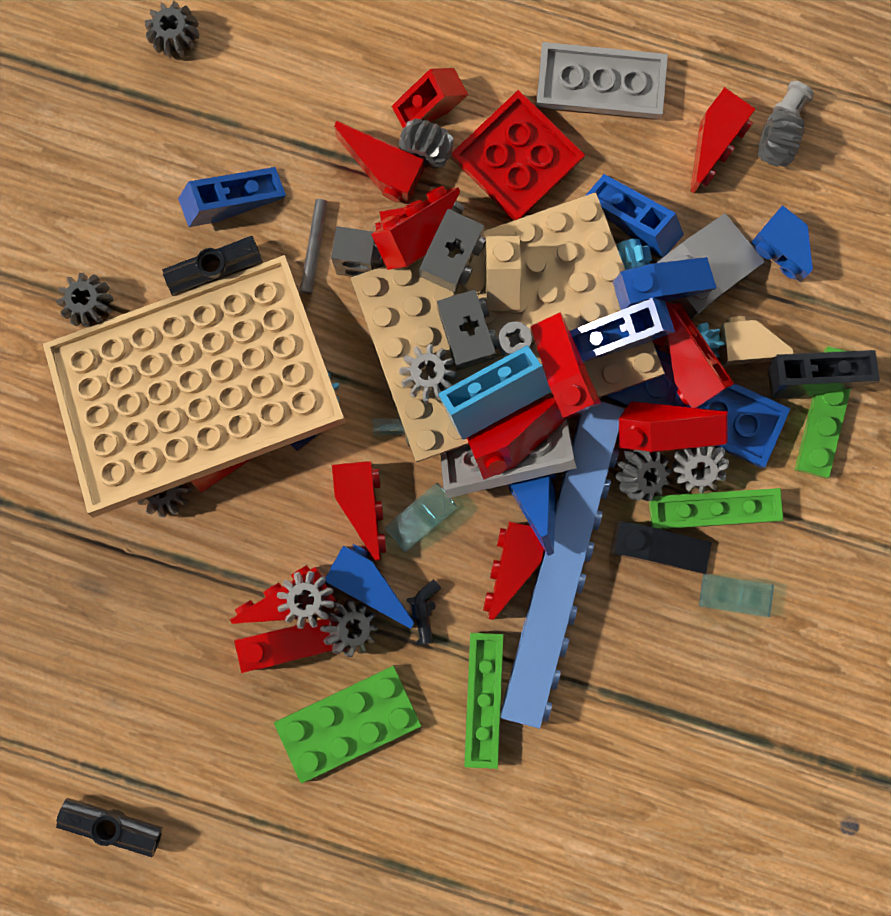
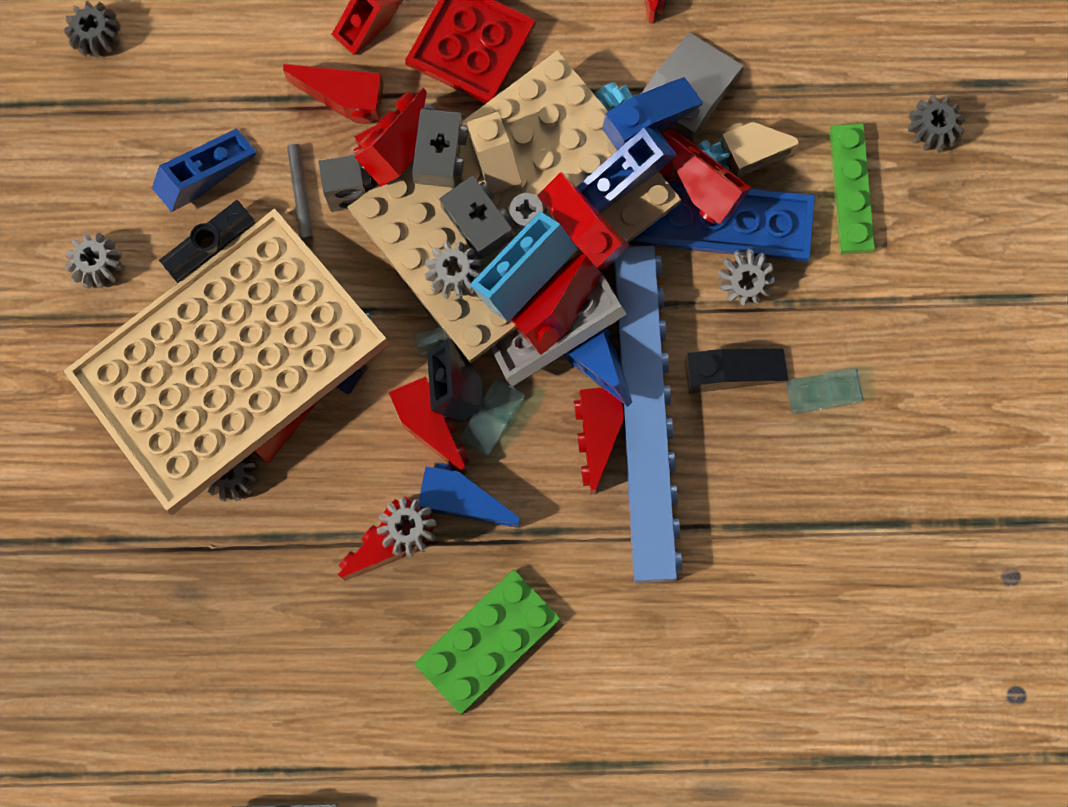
camera: 15 degrees left, 5 degrees down
(73, 301) = (97, 304): dark grey gear -> none
(97, 239) = (82, 255): none -> light grey gear
(281, 646) = (402, 582): red slope -> none
(358, 622) = (467, 541): dark grey gear -> none
(394, 476) = (453, 383): none -> black slope
(423, 609) = (523, 506): black piece -> none
(427, 142) = (378, 55): dark grey gear -> none
(483, 700) = (613, 572): bright green plate -> none
(638, 215) = (607, 60): blue slope -> none
(643, 474) = (694, 302): dark grey gear -> none
(670, 427) = (704, 248): red slope -> none
(716, 508) = (776, 314): bright green plate -> none
(786, 243) = (757, 41): blue slope -> none
(821, 373) = (831, 151): black slope -> none

